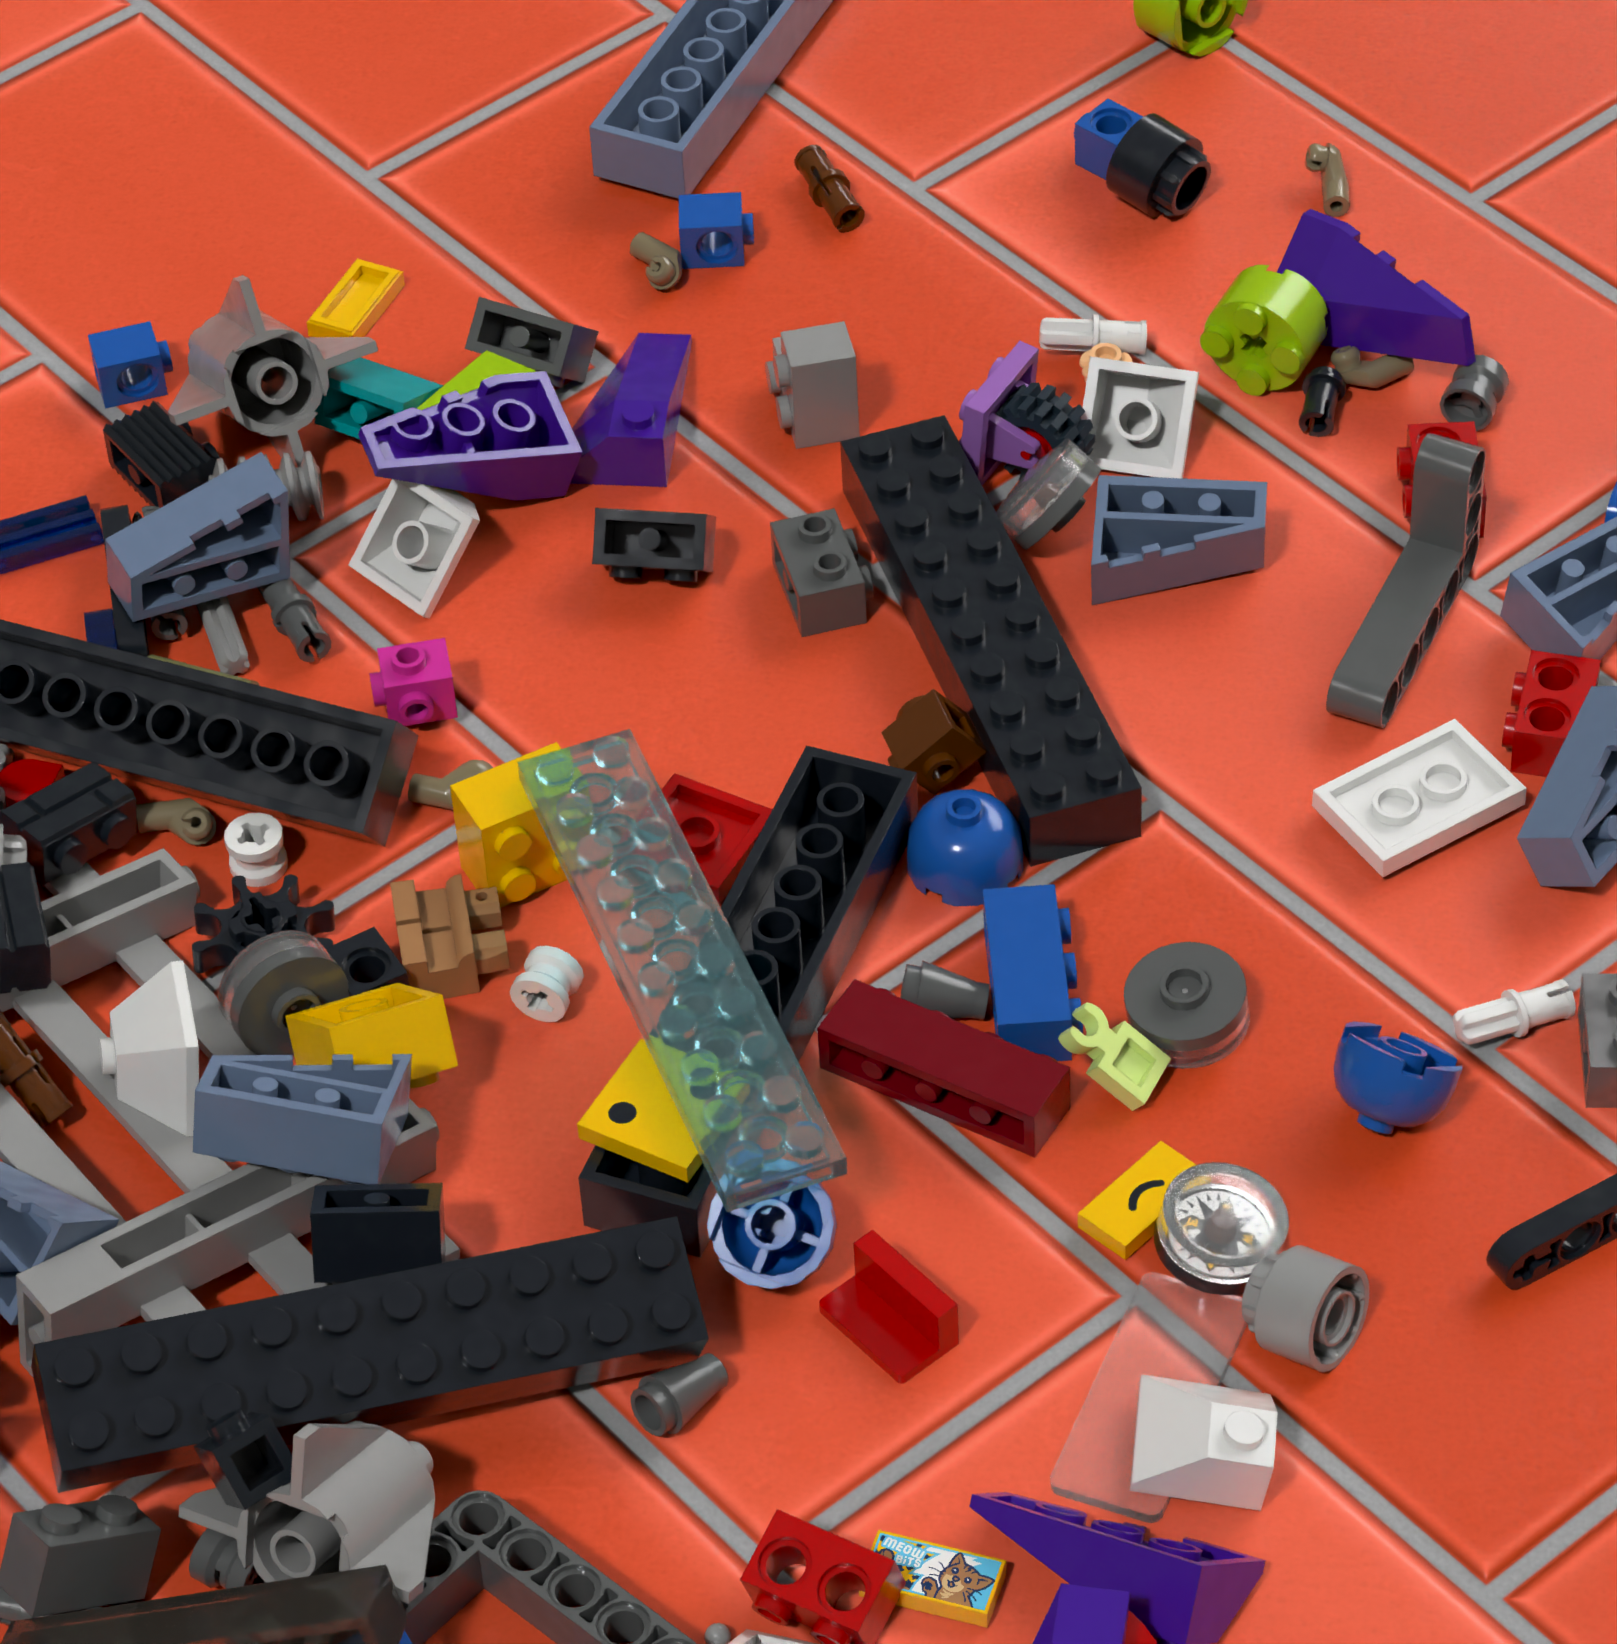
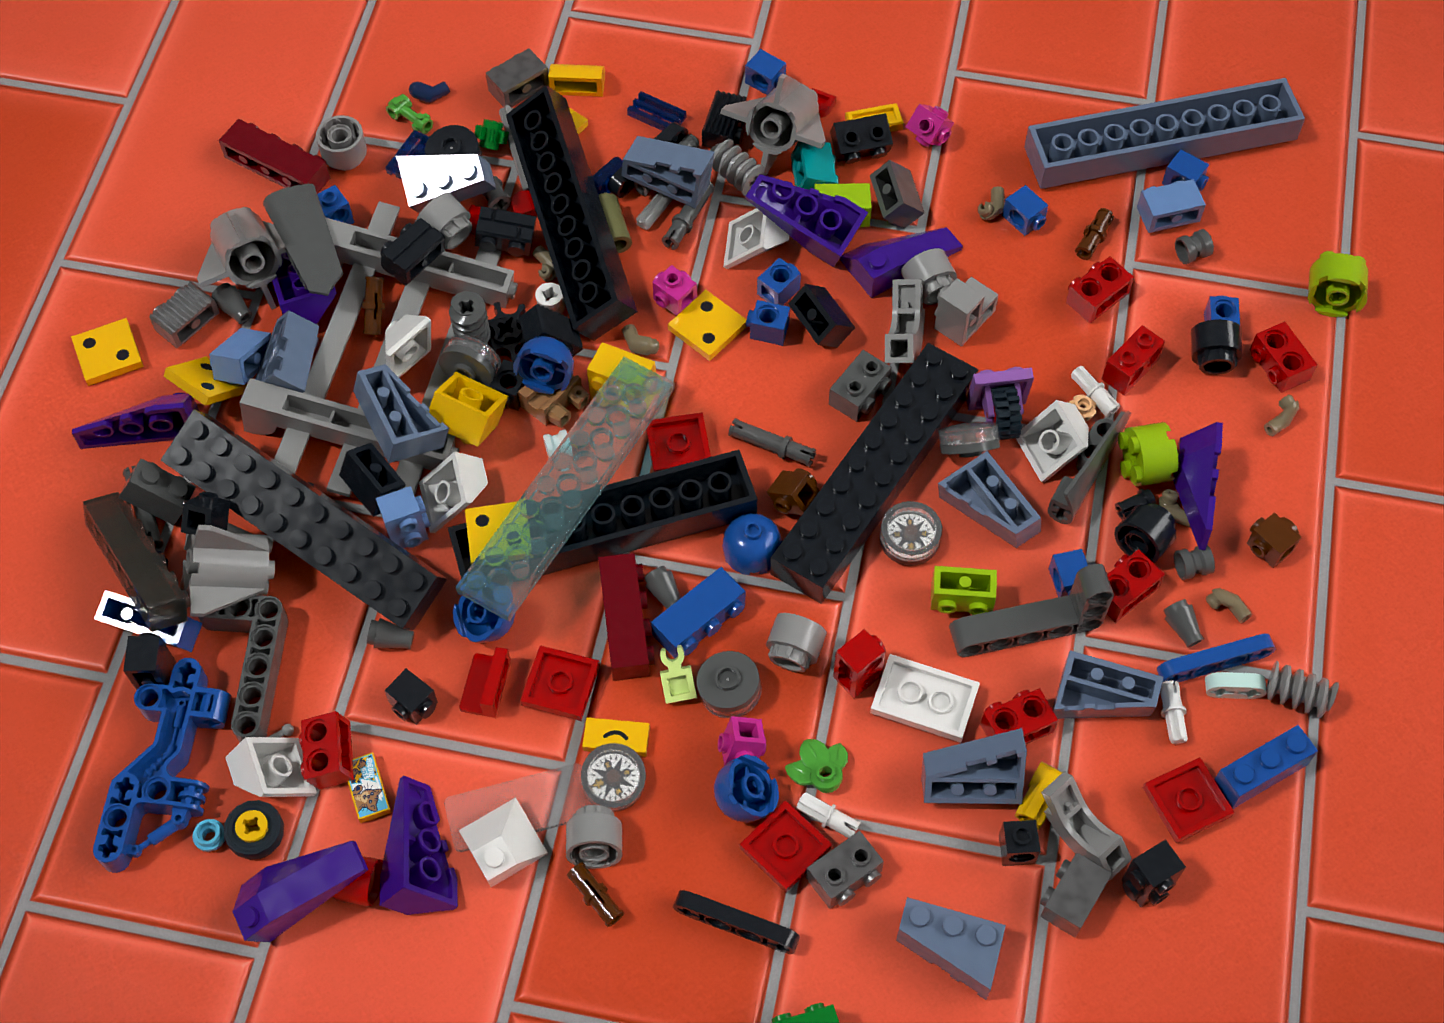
camera: 50 degrees right, 15 degrees up
(220, 920) = (469, 316): none -> dark grey piece
(339, 862) = (545, 322): none -> black brick
(393, 312) = (861, 138): none -> black brick
(414, 880) = (544, 364): none -> blue cylinder
(448, 217) = (930, 125): none -> dark pink brick
(487, 1214) = (404, 517): none -> medium blue brick
(493, 1161) = (452, 487): none -> white slope
(512, 691) = (707, 325): none -> yellow tile
(535, 562) = (779, 282): none -> blue brick
(594, 611) = (769, 332): none -> blue brick
(720, 386) = (933, 269): none -> light grey piece
(767, 458) = (907, 325): none -> light grey arch
(826, 721) = (782, 446): none -> dark grey pin
(828, 1418) = (411, 697): none -> black brick
(838, 40) = (1186, 167): none -> blue brick
(876, 80) = (1170, 205): none -> medium blue brick
(931, 233) = (1105, 285): none -> red brick
(966, 101) = (1195, 246): none -> dark grey wheel
(984, 1214) = (560, 683): none -> red plate
(1088, 262) = (1133, 360): none -> red brick
(1134, 655) = (910, 533): none -> clear piece
(1193, 879) = (795, 642): none -> light grey piece
(1242, 120) = (1281, 349): none -> red brick
(1244, 441) = (1071, 491): none -> dark grey panel
(1289, 646) = (963, 590): none -> lime brick
(1305, 1031) = (742, 738): none -> dark pink brick
(1306, 822) = (859, 663): none -> red brick
(1369, 527) = (1064, 570): none -> blue brick
(1380, 401) = (1147, 529): none -> black piece
(1399, 1367) = (582, 879): none -> reddish brown pin
(1419, 982) = (816, 762): none -> bright green plate
(1515, 296) = (1273, 538): none -> reddish brown brick
(1522, 1091) = (785, 846): none -> red plate
(1558, 459) = (1184, 622): none -> dark grey cone
(1569, 396) = (1231, 601): none -> dark tan arm

